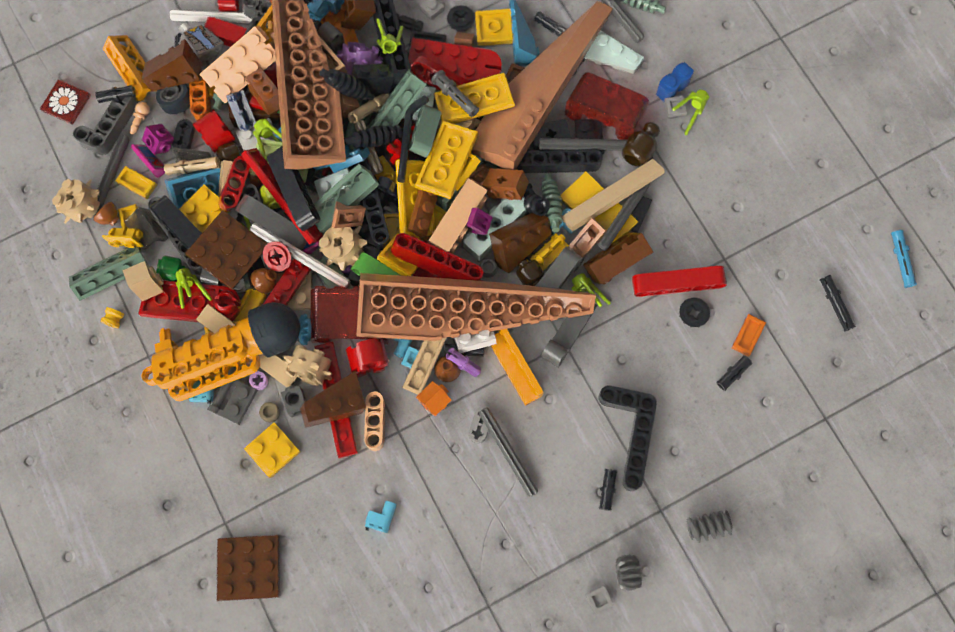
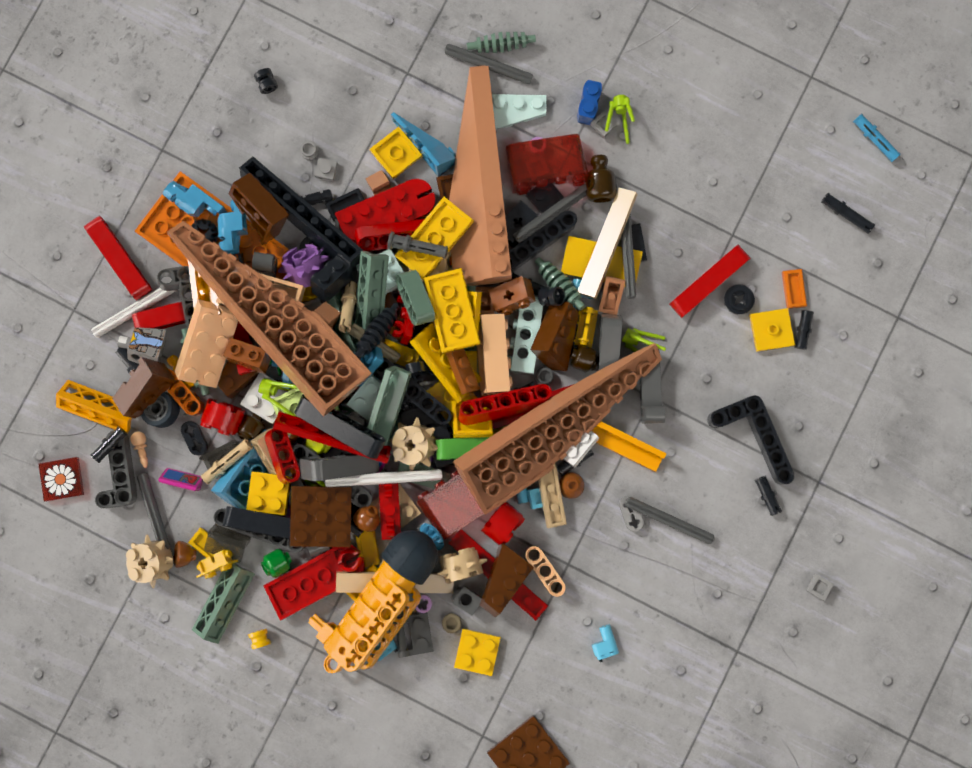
camera: 40 degrees left, 10 degrees up
(136, 182) = (184, 507): yellow tile -> none
(143, 280) = (267, 591): tan brick -> none
(157, 138) = (176, 457): magenta brick -> none
(185, 280) = (299, 565): lime plant -> none
(241, 110) = (236, 384): hinge -> none
(274, 262) = (368, 498): gear -> none
(347, 84) = (321, 304): black piece -> none
(347, 215) = (402, 420): nougat slope -> none
(388, 42) = (325, 237): lime plant -> none
(406, 136) = (390, 290): black piece -> none
(434, 398) = (580, 518): orange brick -> none
(460, 11) = (353, 157): black gear -> none
(463, 362) = (583, 472): medium lavender axle -> none
(479, 221) = (516, 345): magenta bracket -> none
(549, 24) = (442, 117): black axle -> none
(618, 257) = (652, 290): reddish brown wedge -> none
(628, 572) = (829, 551): dark grey gear -> none
(706, 355) = (772, 330): none -> yellow plate
(709, 525) = (866, 469): dark grey piece -> none

